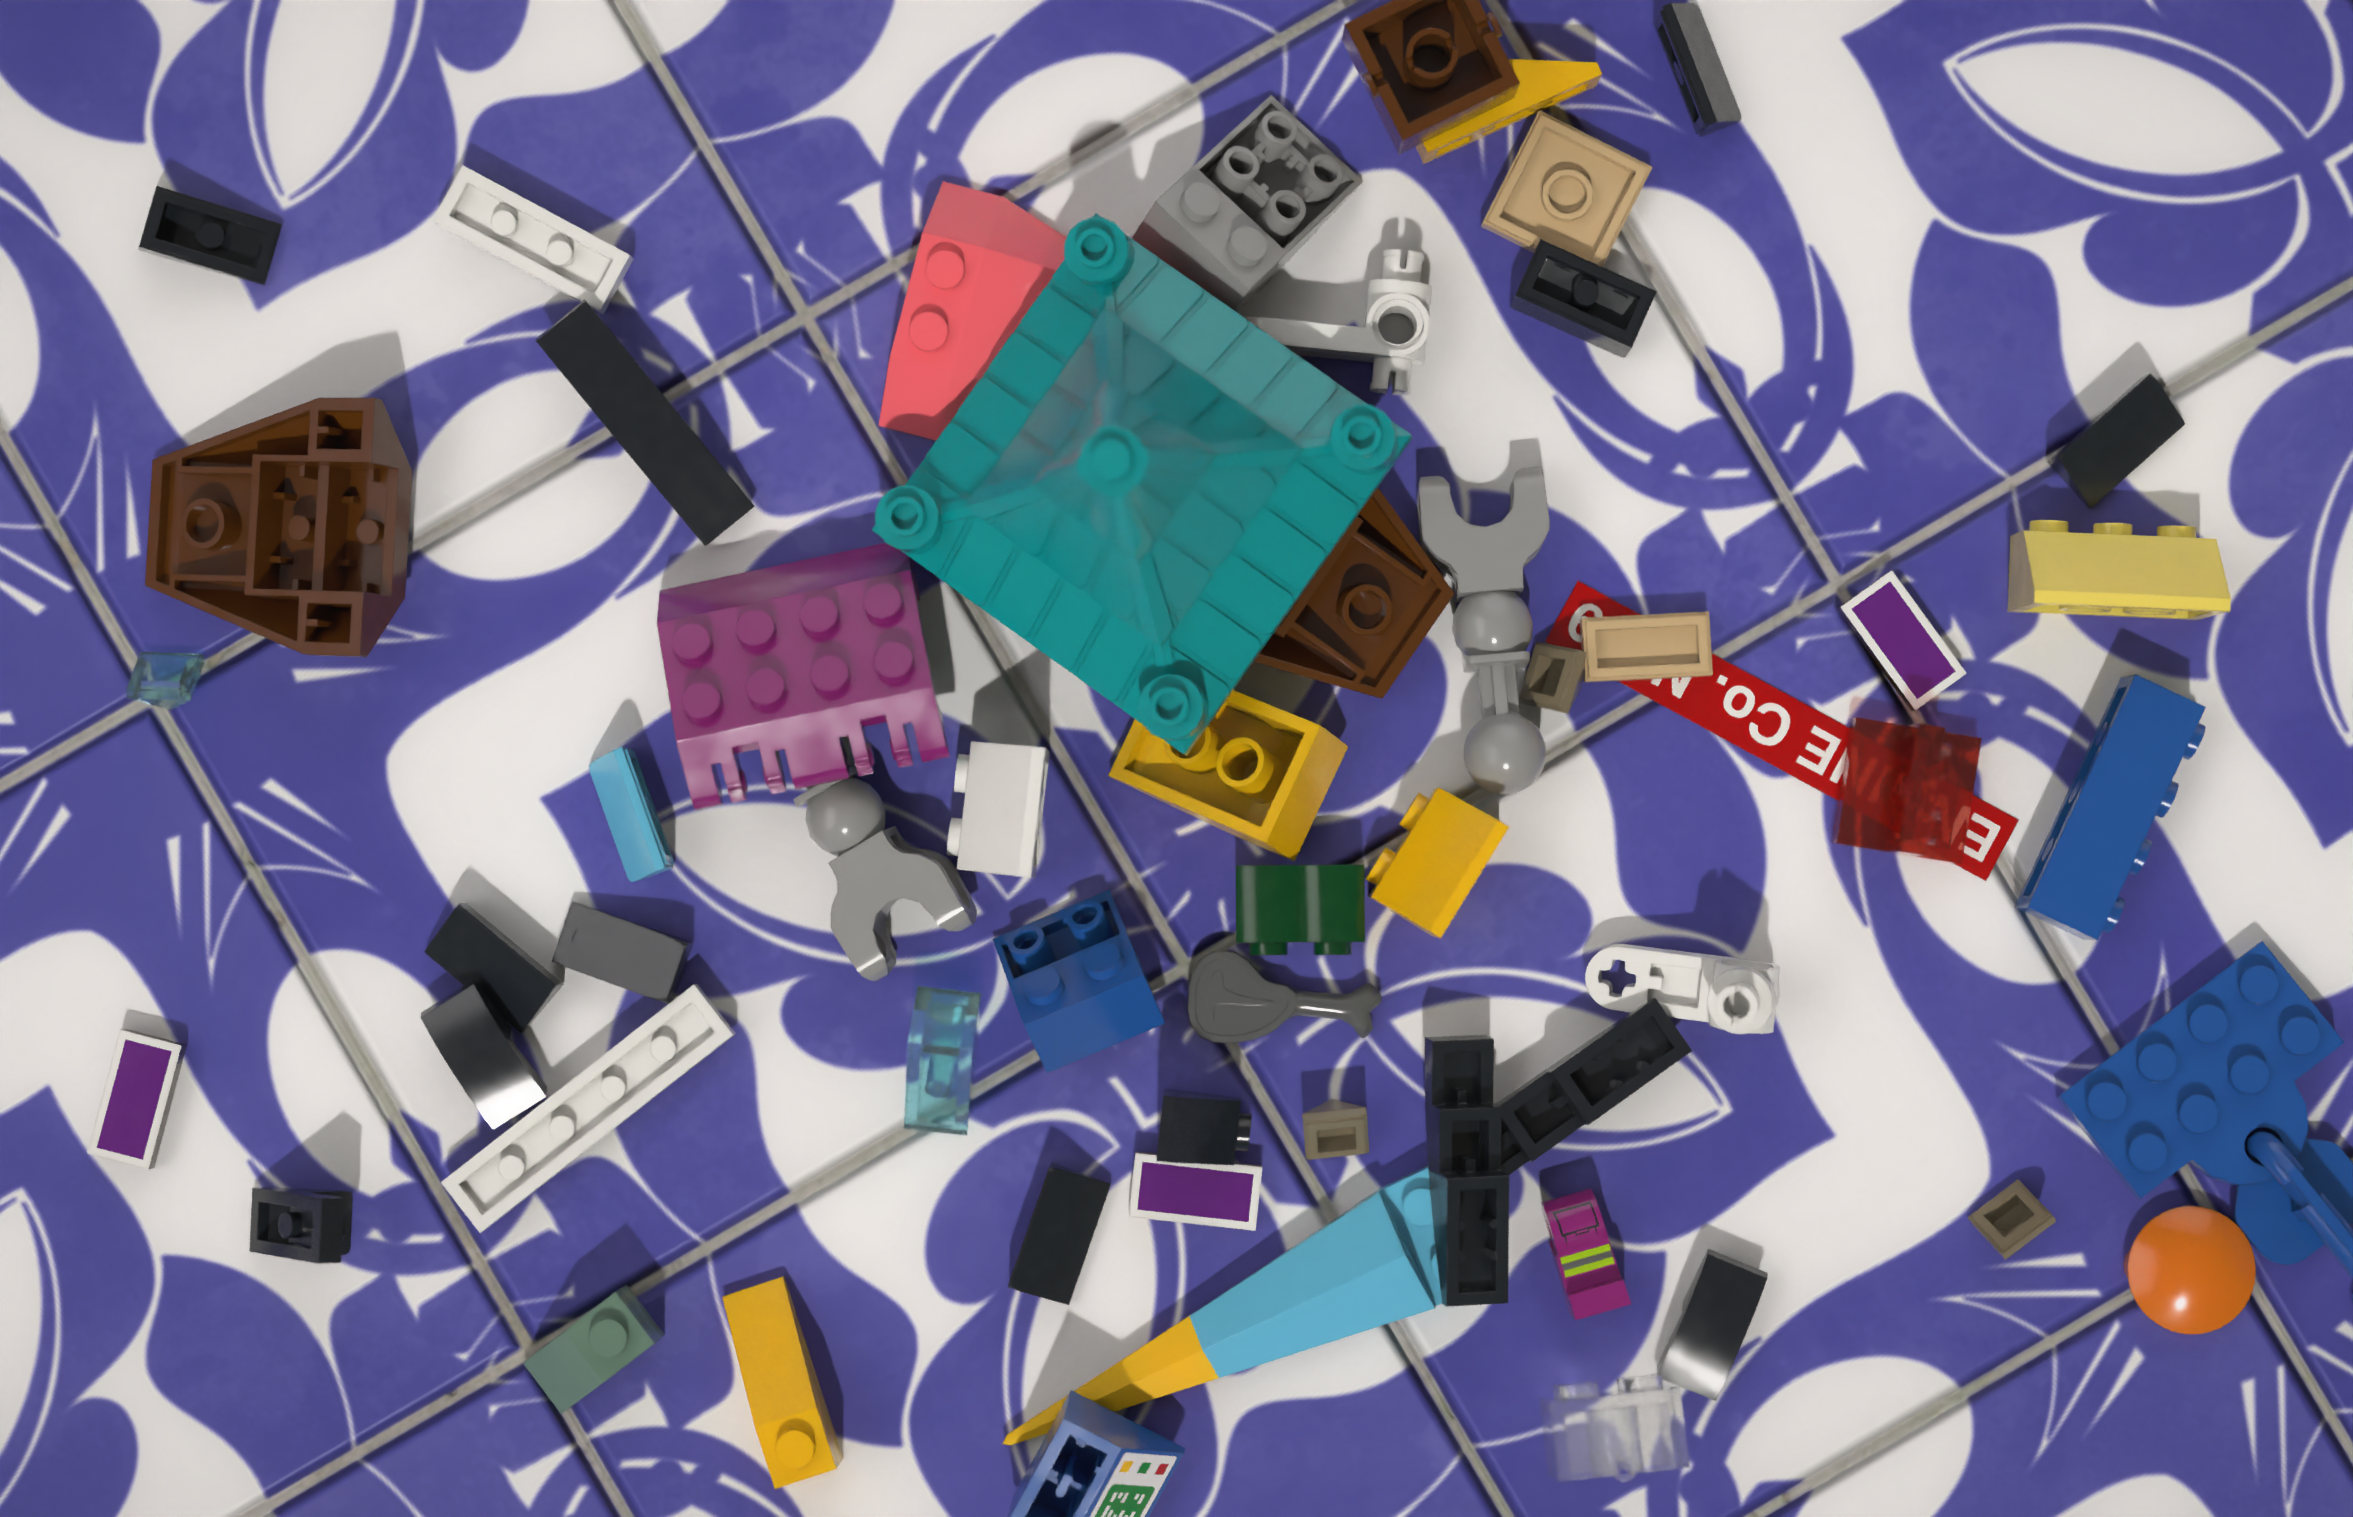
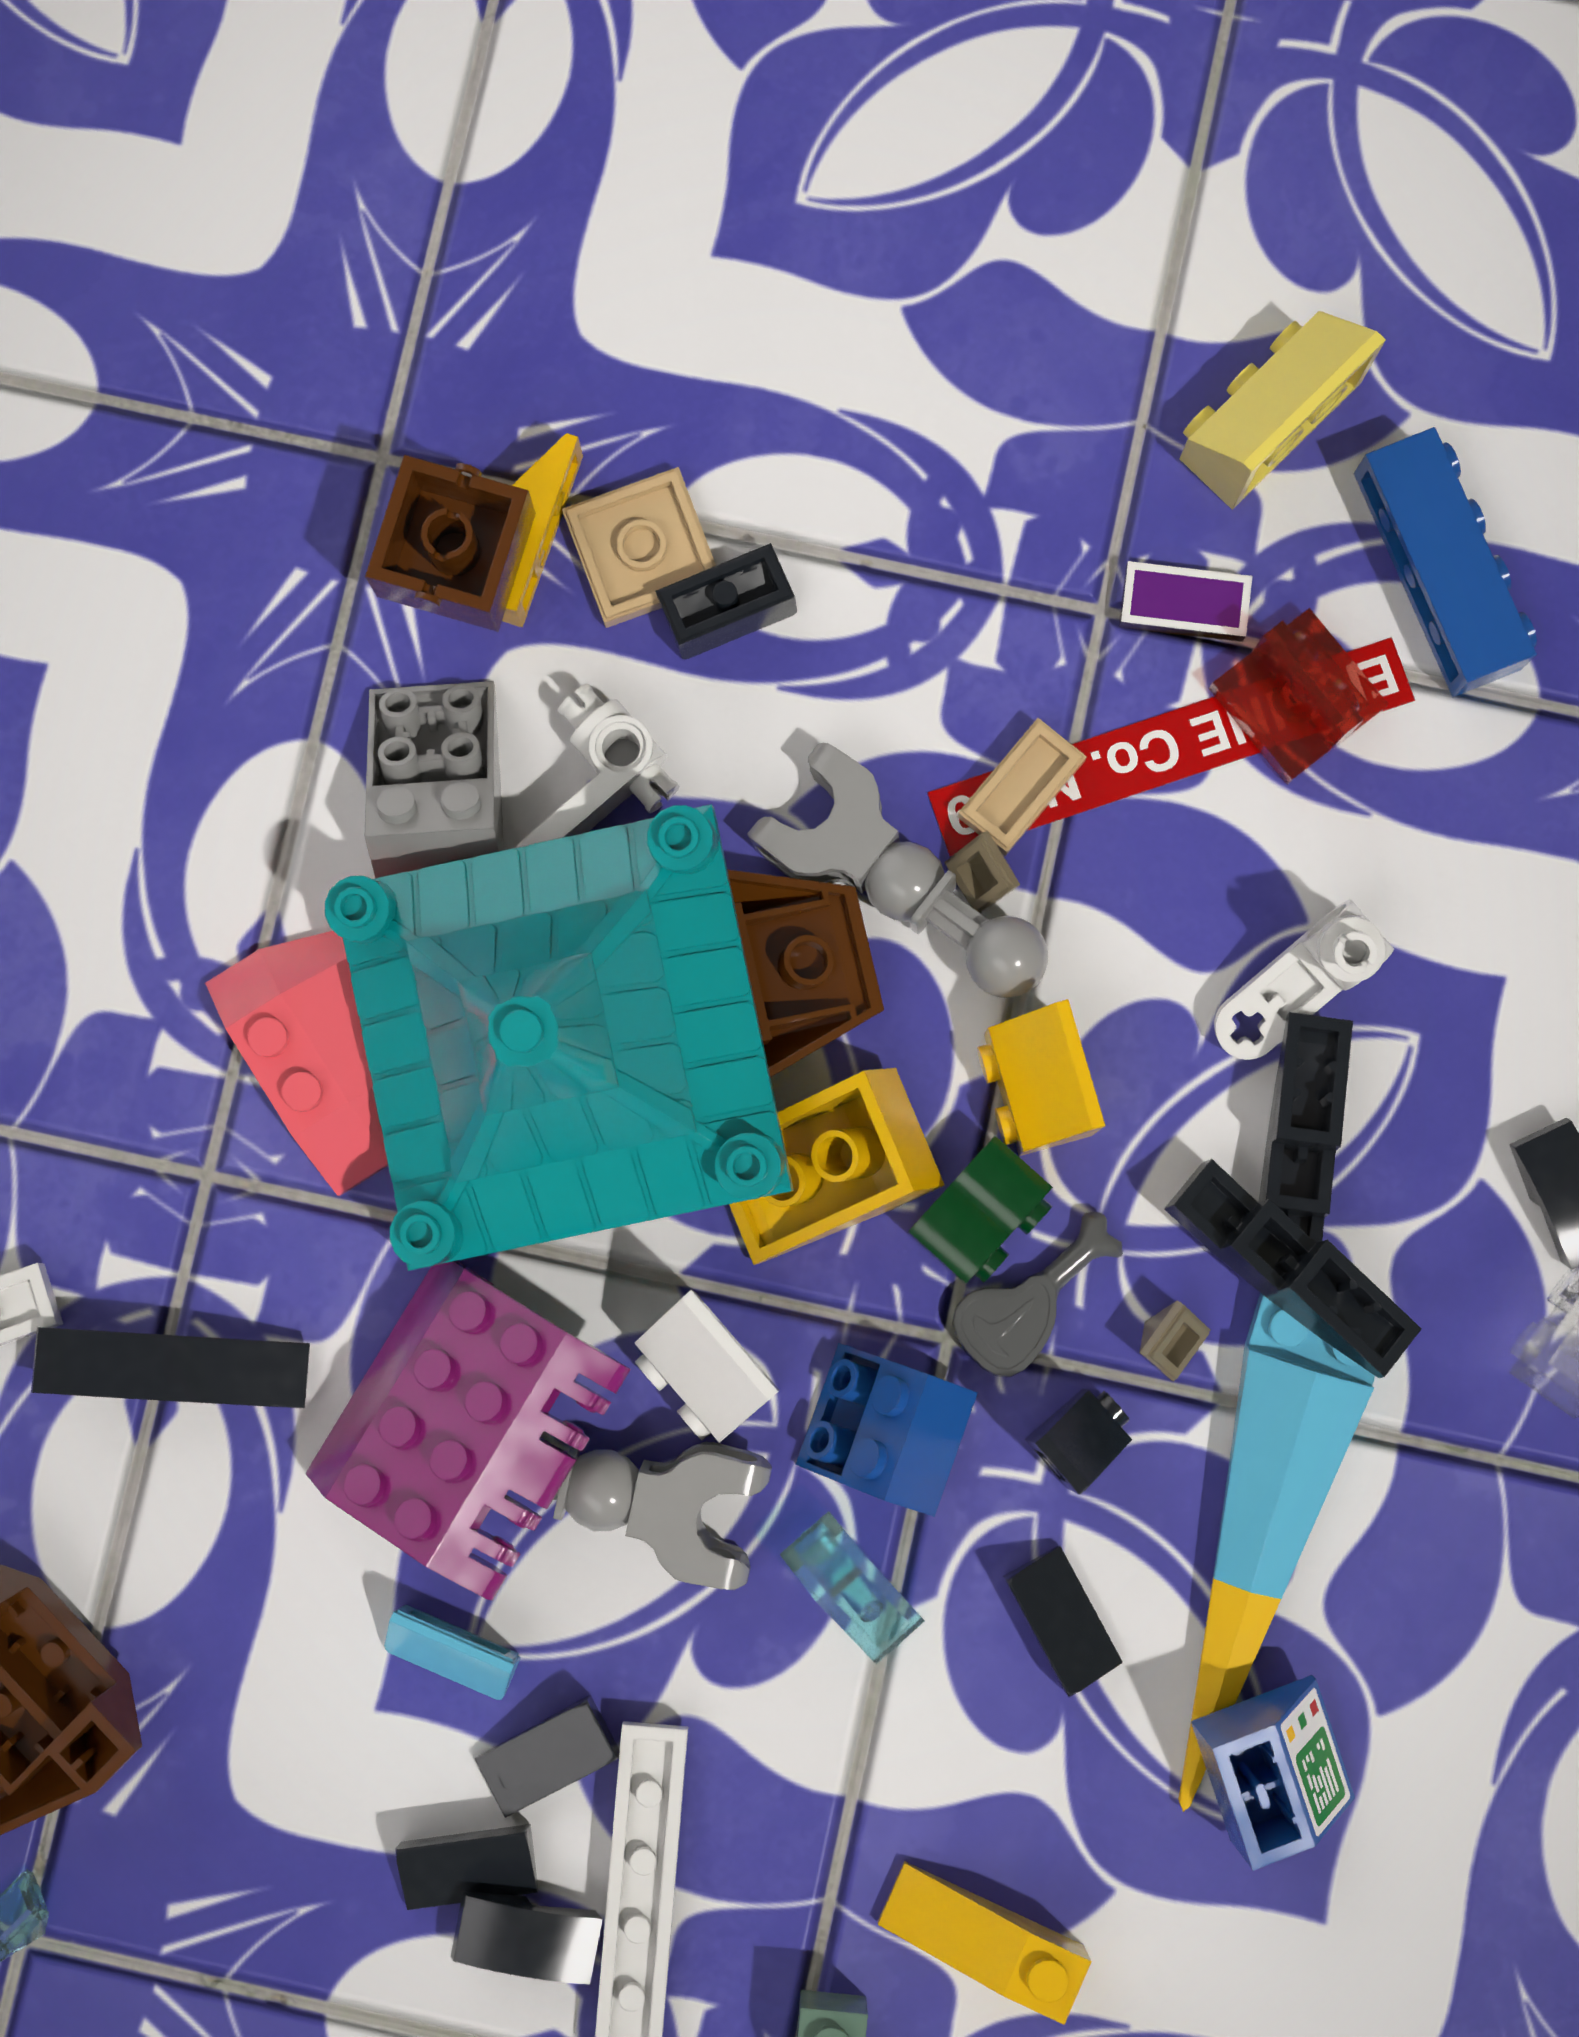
camera: 50 degrees left, 5 degrees down
(1195, 1192) = (1125, 1488): dark purple tile -> none
(1583, 1255) = (1434, 1241): magenta leg -> none
(1696, 67) = (636, 373): black slope -> none
(2117, 440) = (1180, 321): black slope -> none

